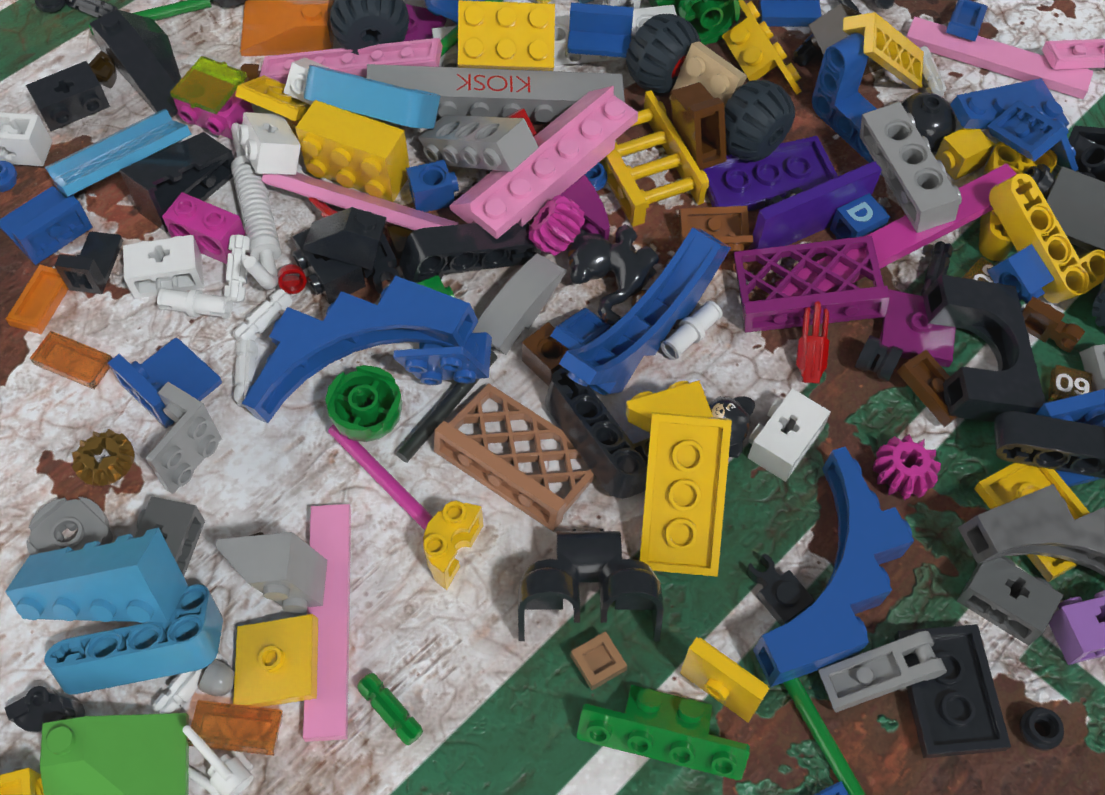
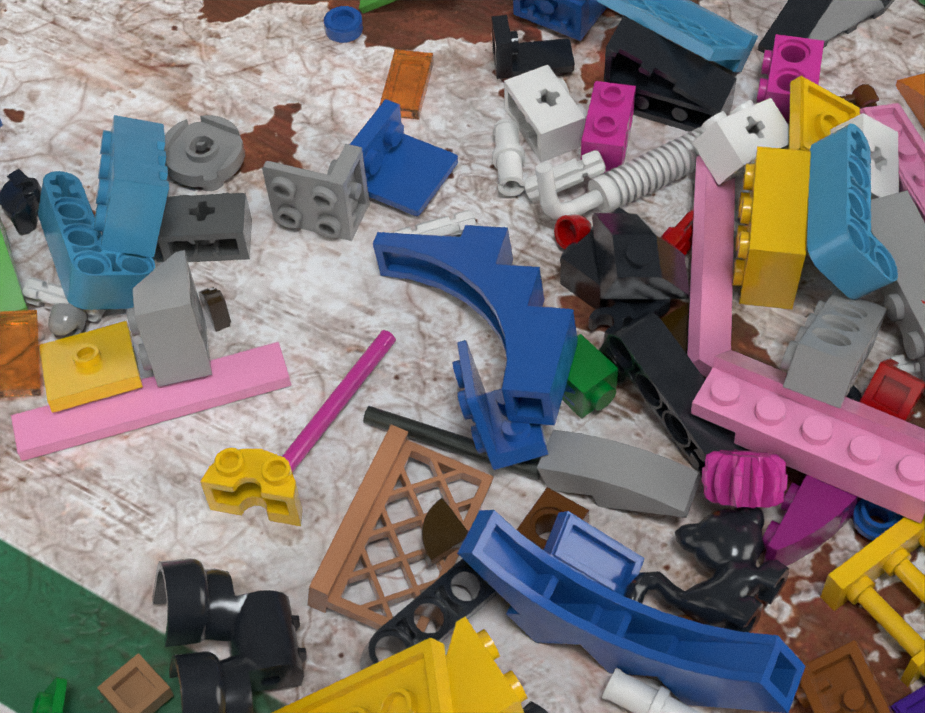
camera: 80 degrees right, 5 degrees down
(38, 300) = (464, 33): orange tile -> none
(111, 468) = (314, 152): pearl gold gear -> none
(208, 84) = (809, 55): clear neon green piece -> none
(263, 316) = (518, 224): white axle -> none
(364, 403) = (406, 344): green cylinder -> none
(390, 708) = (54, 488): green axle -> none
(432, 186) = (764, 315): blue brick -> none
(530, 421) = (441, 533): none -> dark brown tile

